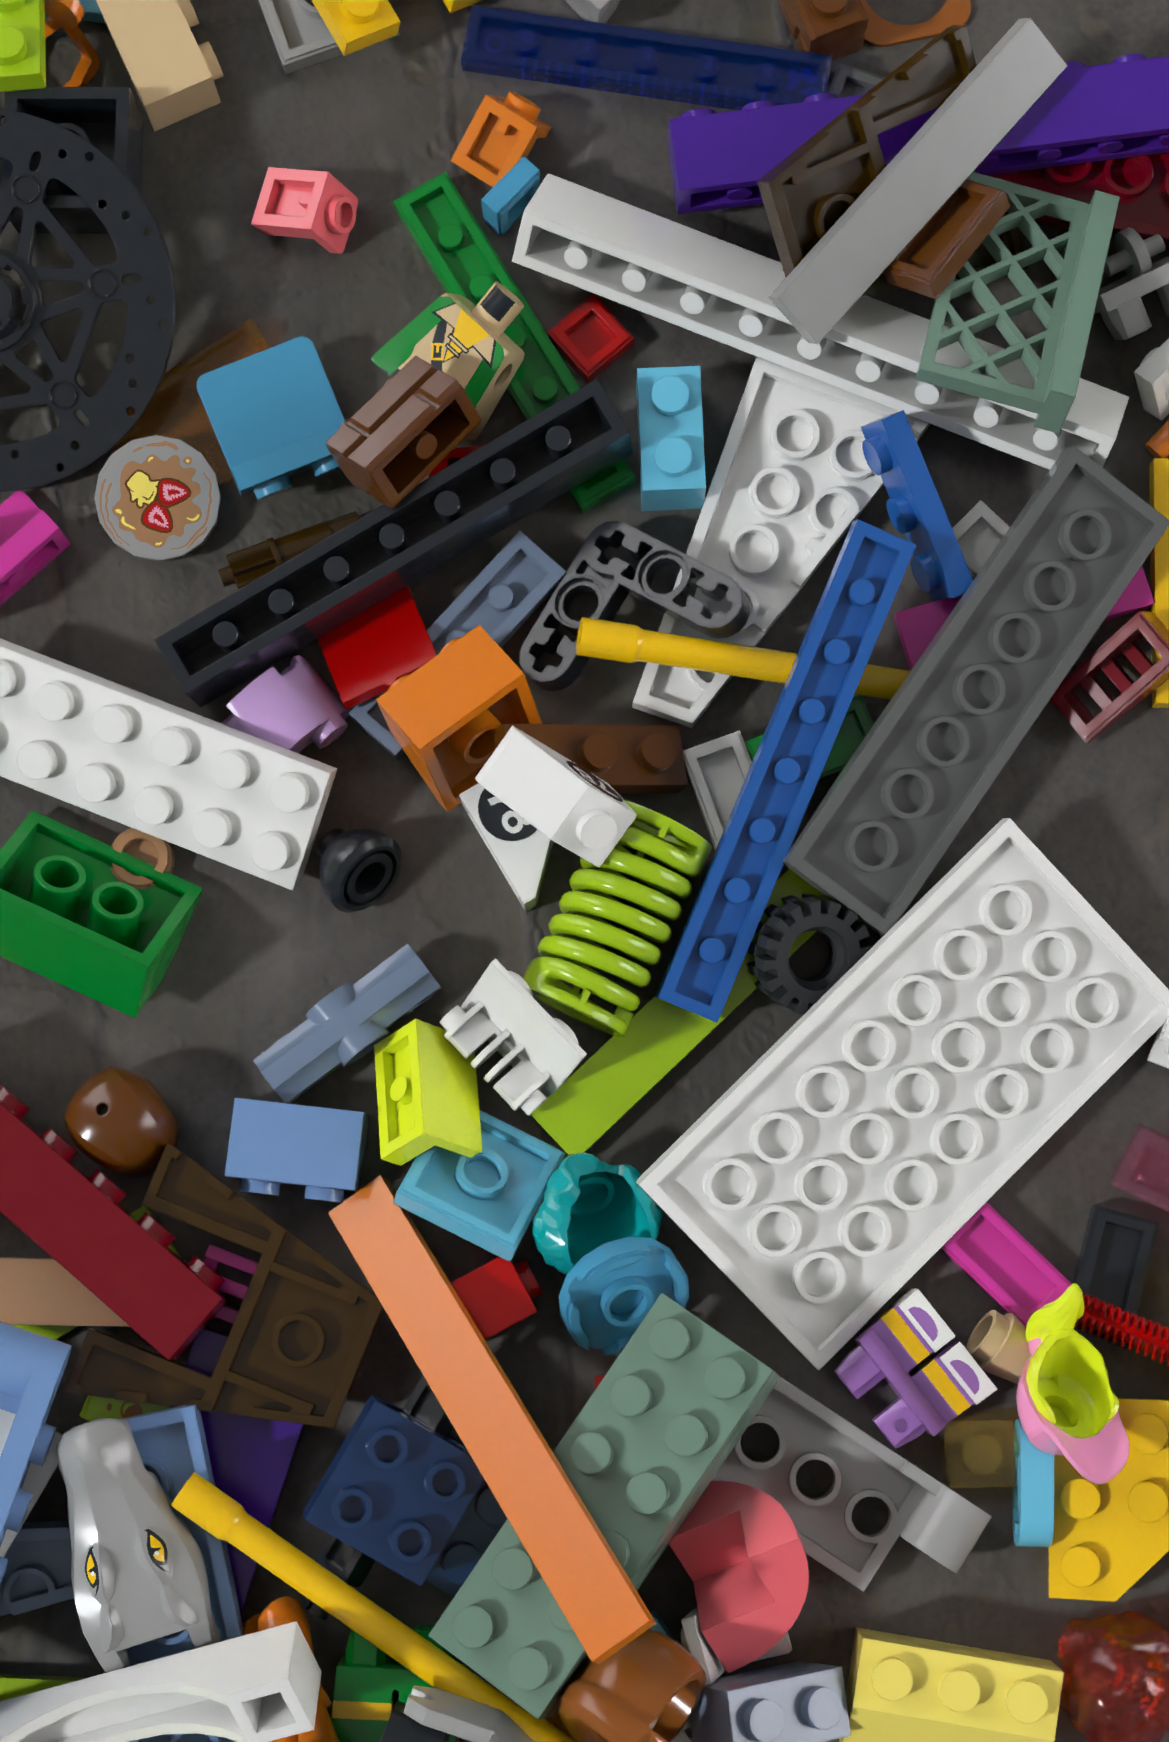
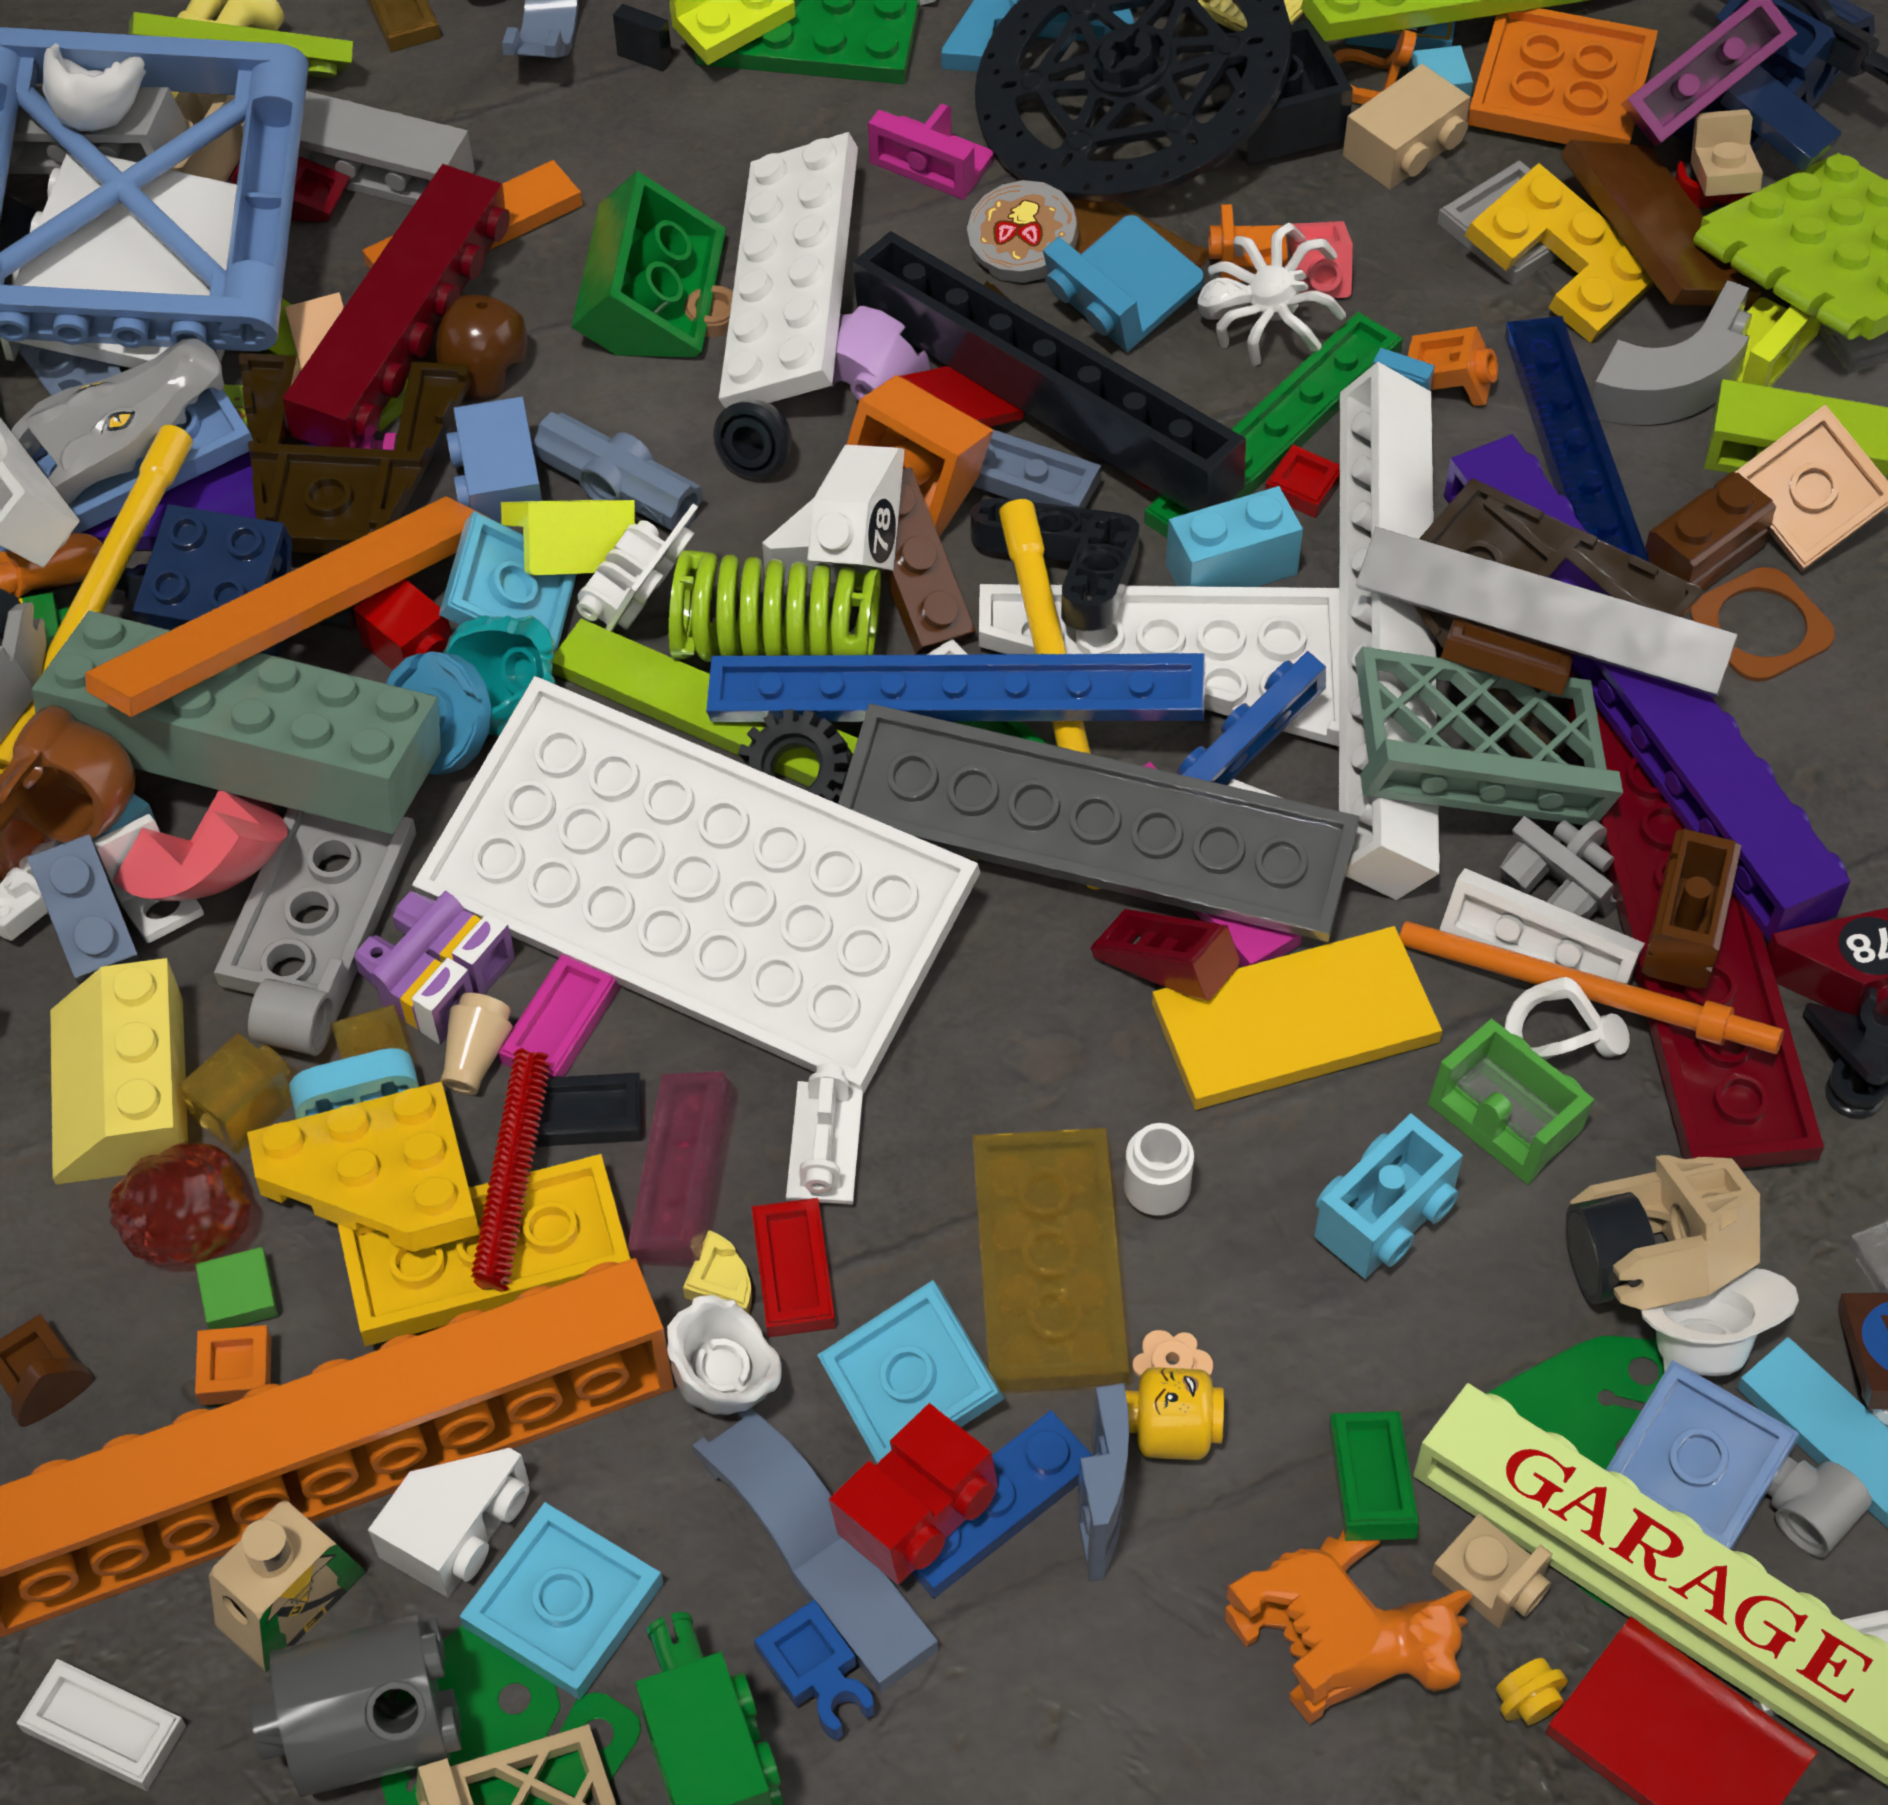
camera: 70 degrees right, 25 degrees down
(266, 277) = (1222, 236): none -> orange bracket
(357, 278) = (1270, 291): none -> white animal
(403, 431) = (1136, 325): reddish brown brick -> none
(463, 343) = (1235, 372): torso -> none
(1007, 1596) = (238, 1091): none -> clear yellow brick
(1068, 1395) = (438, 1051): neon yellow hair -> none

